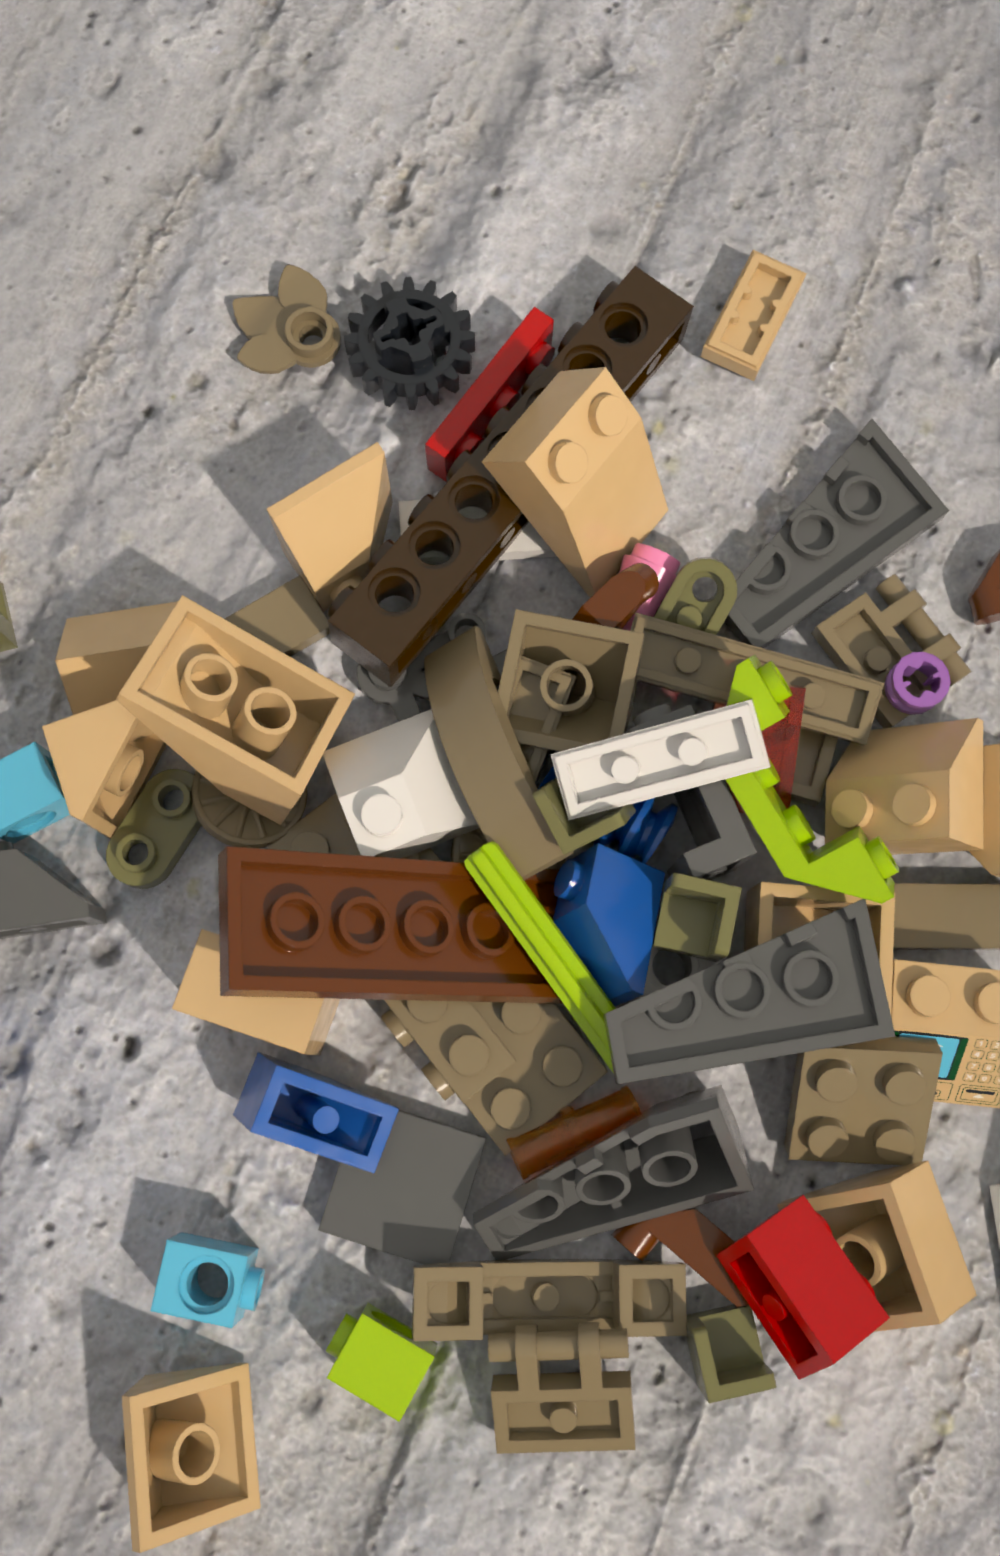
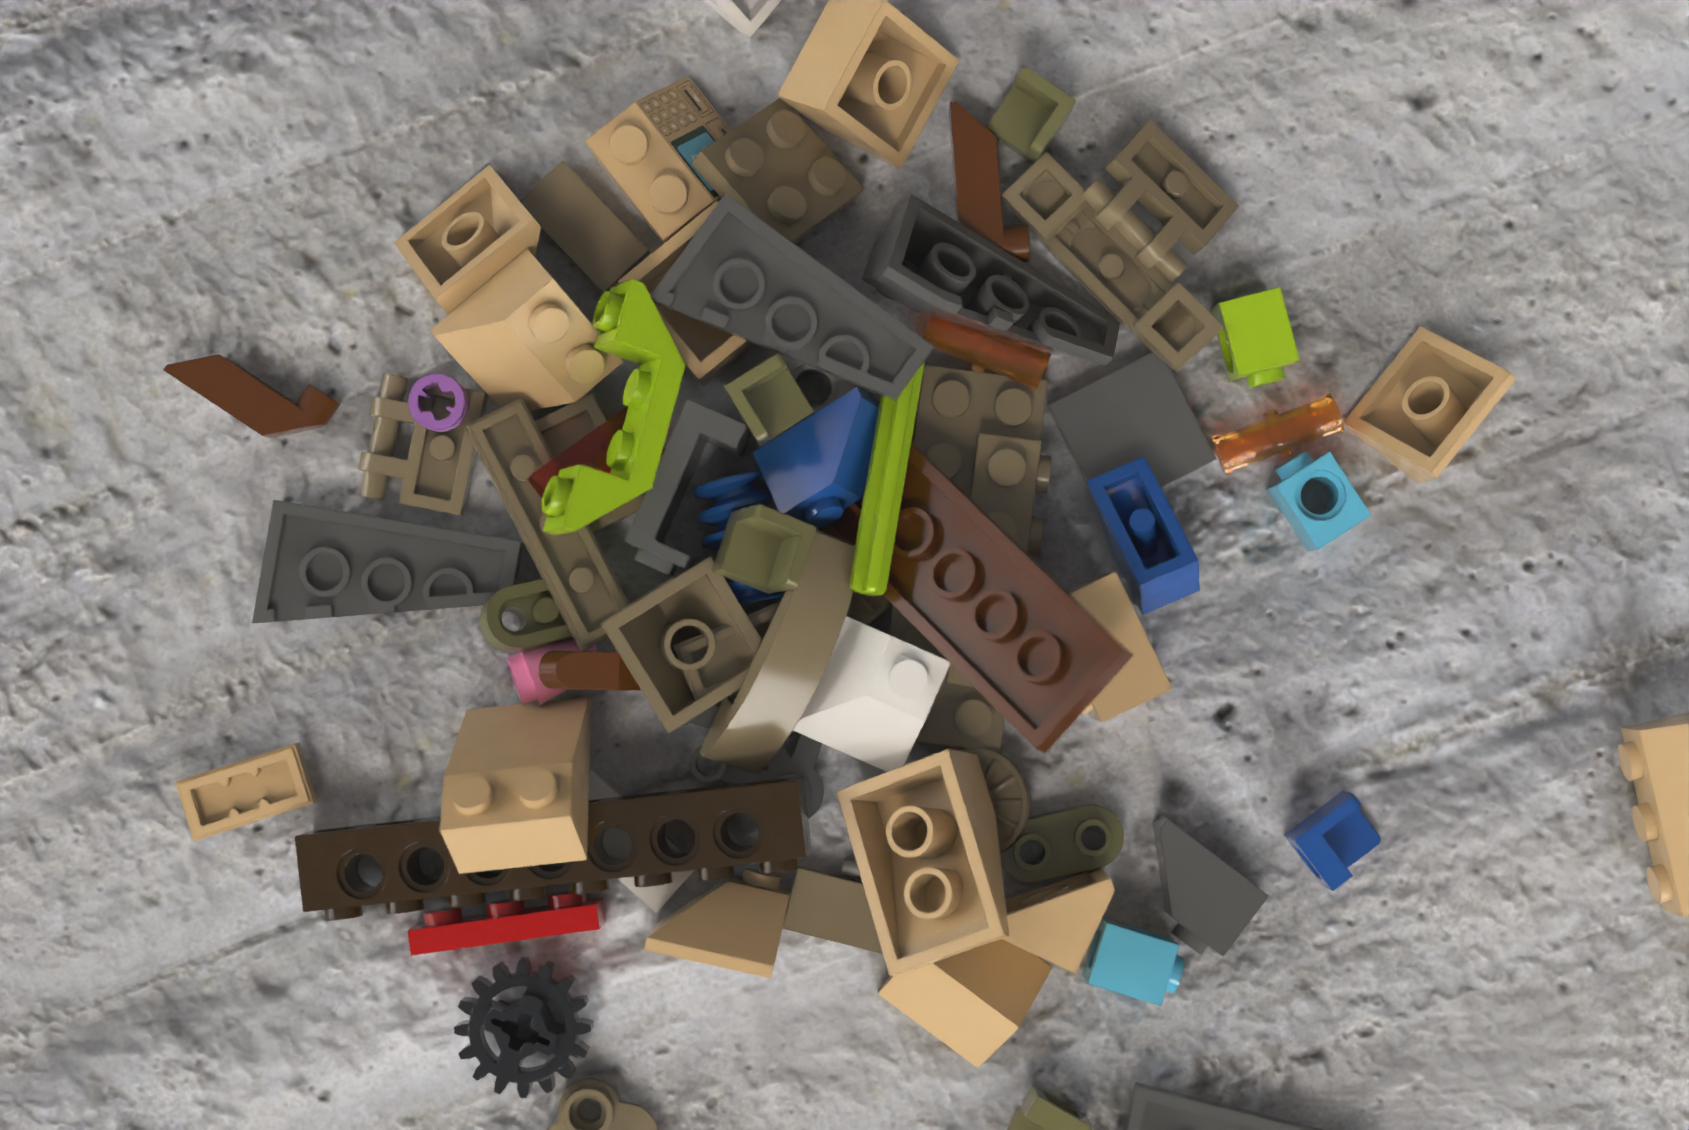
camera: 125 degrees left, 10 degrees up
(288, 1301) = (1278, 434): none -> clear orange pin
(661, 759) = (688, 523): white tile -> none
(803, 1288) = (943, 106): red brick -> none

